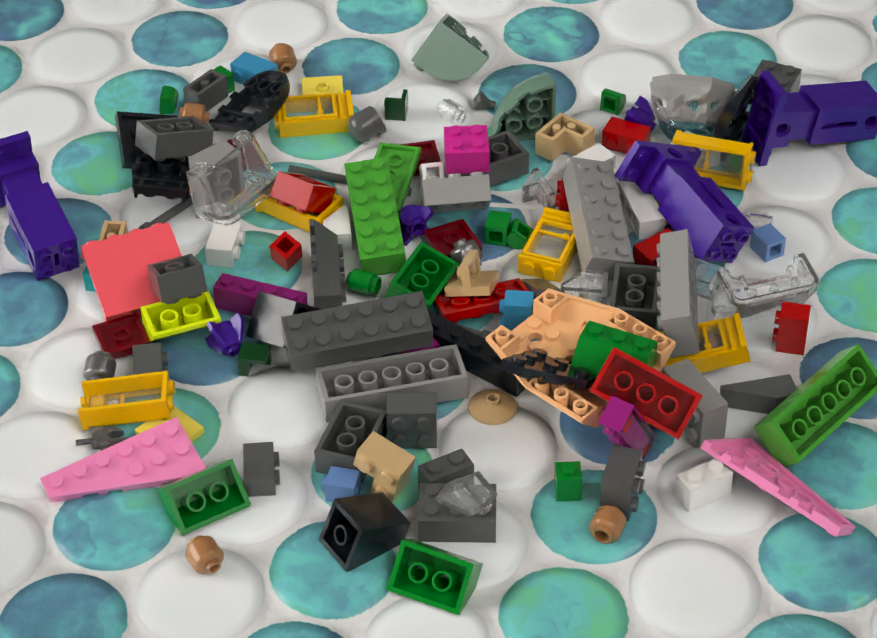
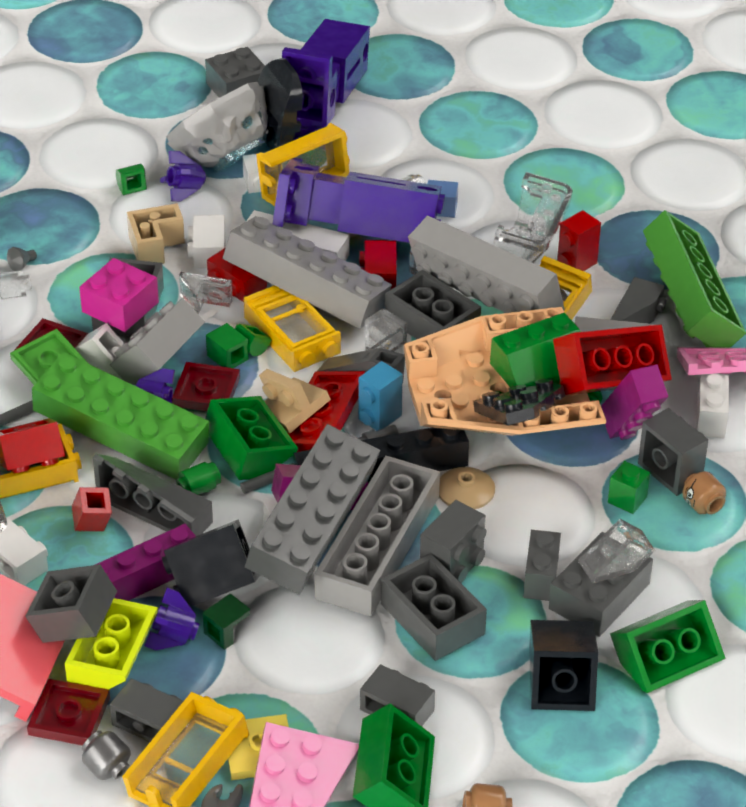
camera: 55 degrees left, 0 degrees up
(340, 225) = (90, 444): white slope -> none
(341, 483) = (482, 648): medium blue brick -> none
(386, 464) = (510, 594): tan brick -> none
(462, 248) = (245, 383): flat silver head -> none
(526, 108) = (88, 229): sand green brick -> none
(621, 134) = (197, 196): red brick -> none

